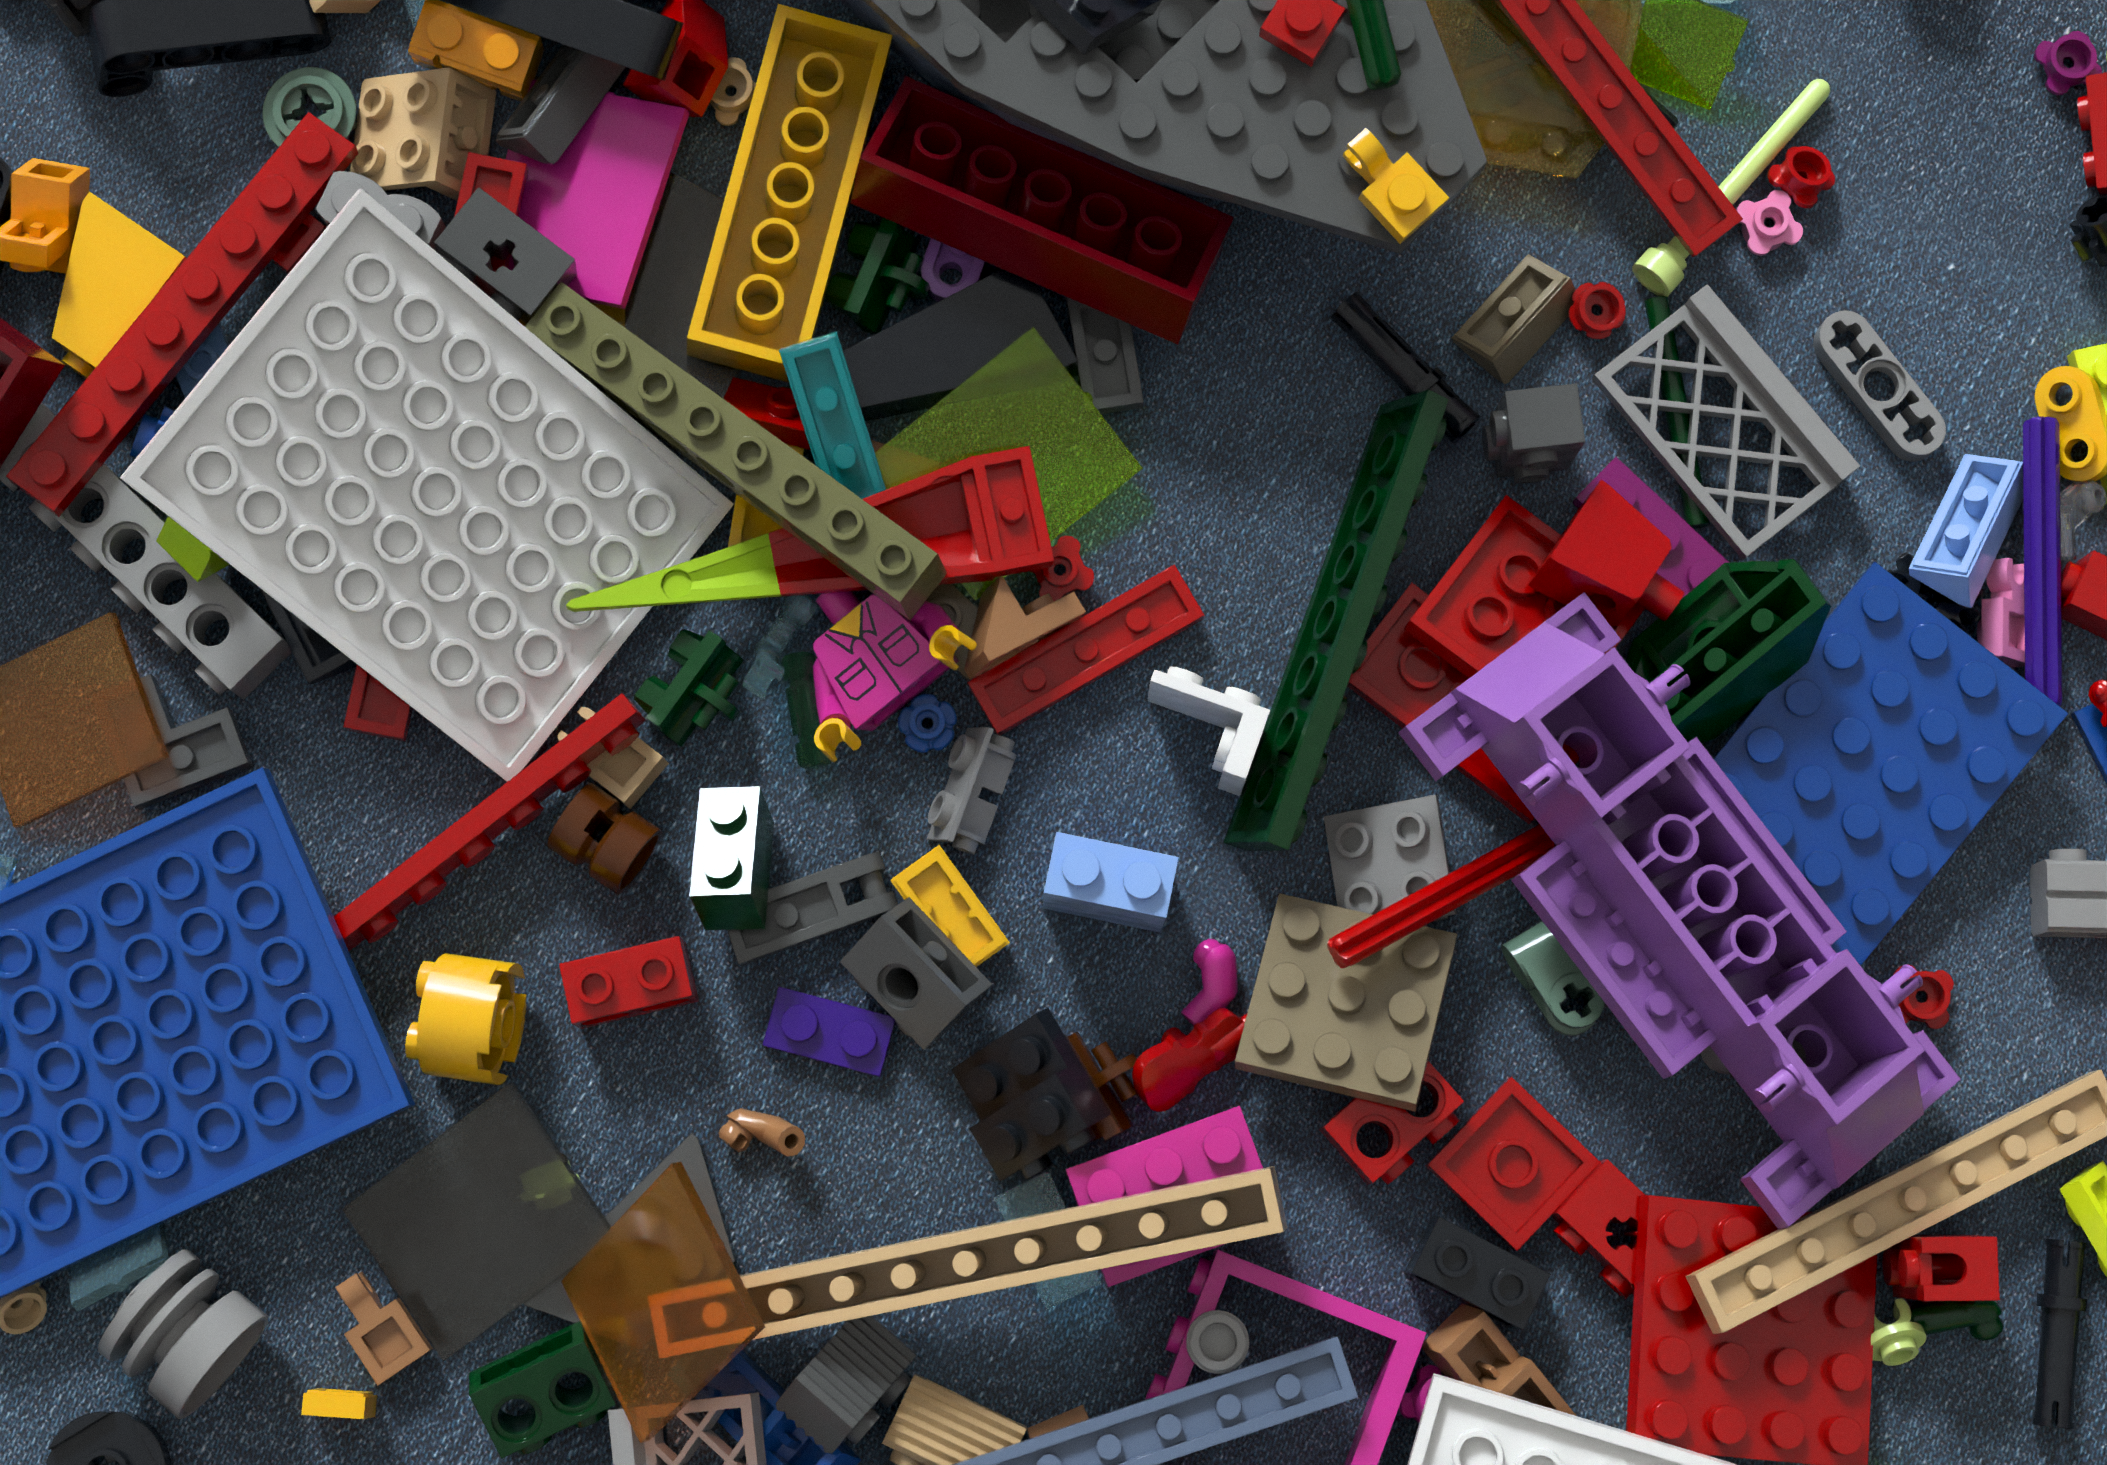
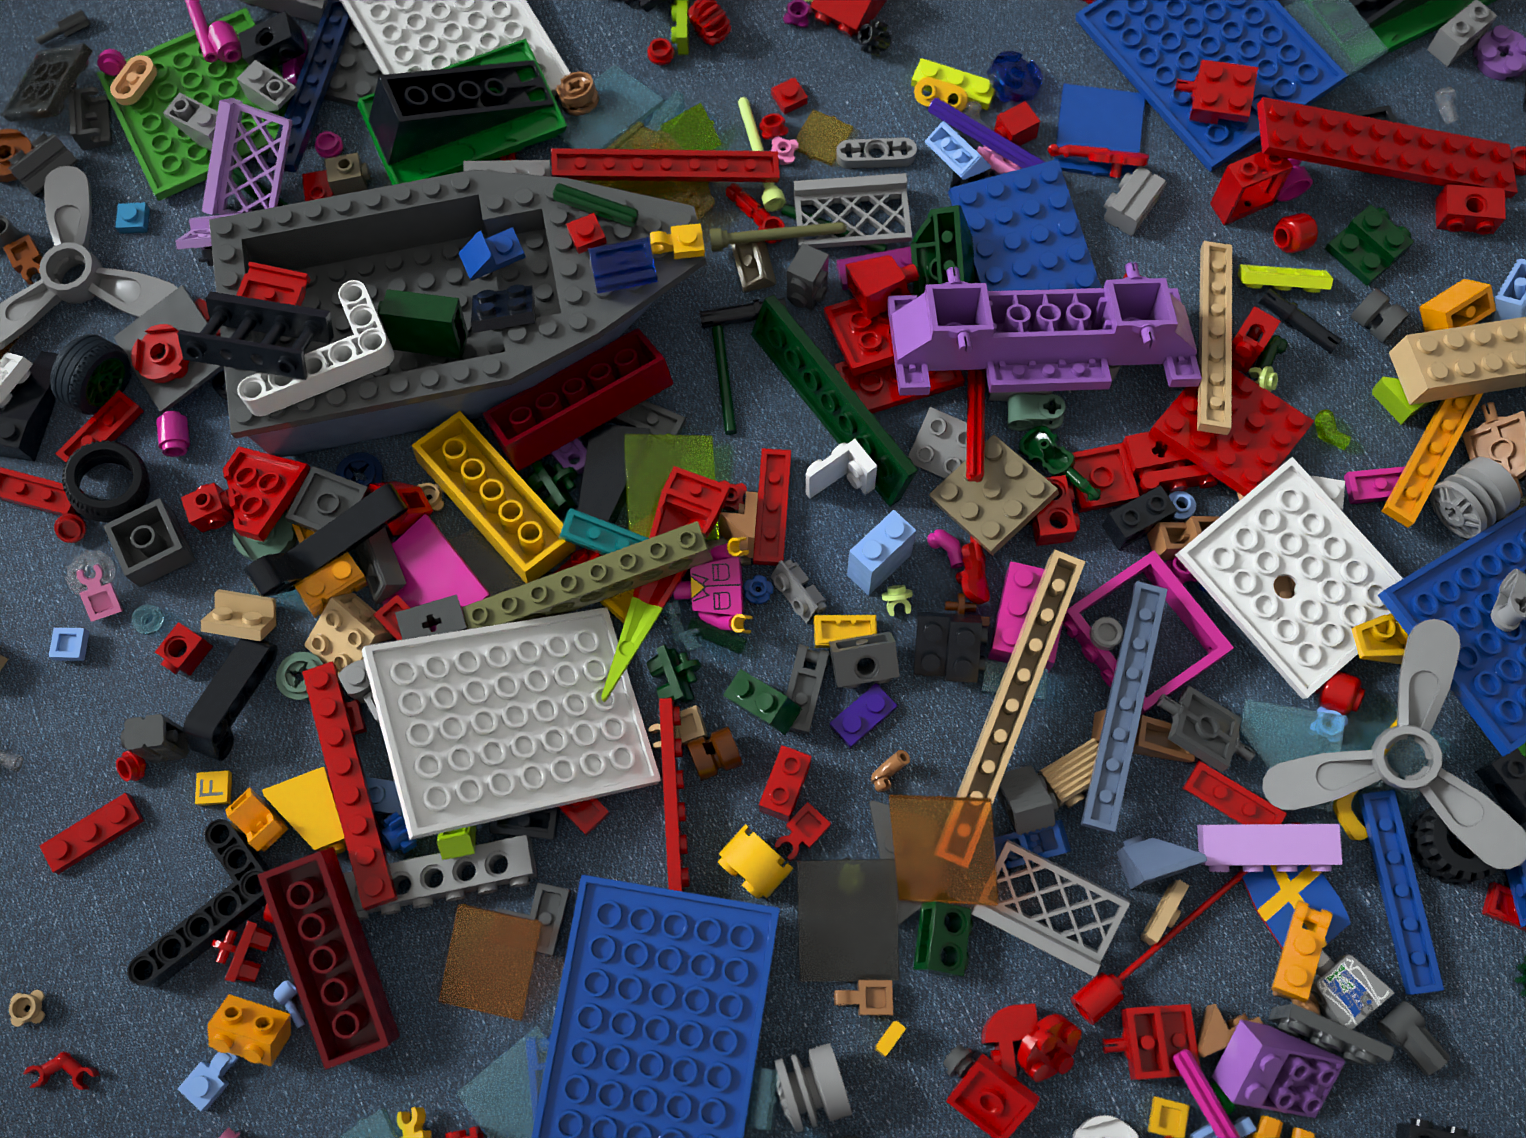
camera: 50 degrees left, 10 degrees down
(55, 114) = (213, 788): none -> yellow tile
(582, 1062) = (805, 828): none -> red plate
(1068, 954) = (897, 594): none -> yellowish green plate
(1262, 418) = (724, 380): none -> dark green bar
(1281, 124) = (623, 265): none -> clear blue plate
(1500, 1026) = (1042, 446): none -> dark green piece
(1510, 238) = (722, 239): none -> olive piece
(1573, 1329) = (1188, 500): none -> light blue plate
(1590, 1291) = (1176, 479): none -> red plate
(1619, 234) = (746, 203): none -> red axle
(1848, 271) = (821, 137): none -> clear yellow piece
(1889, 160) = (789, 95): none -> red plate

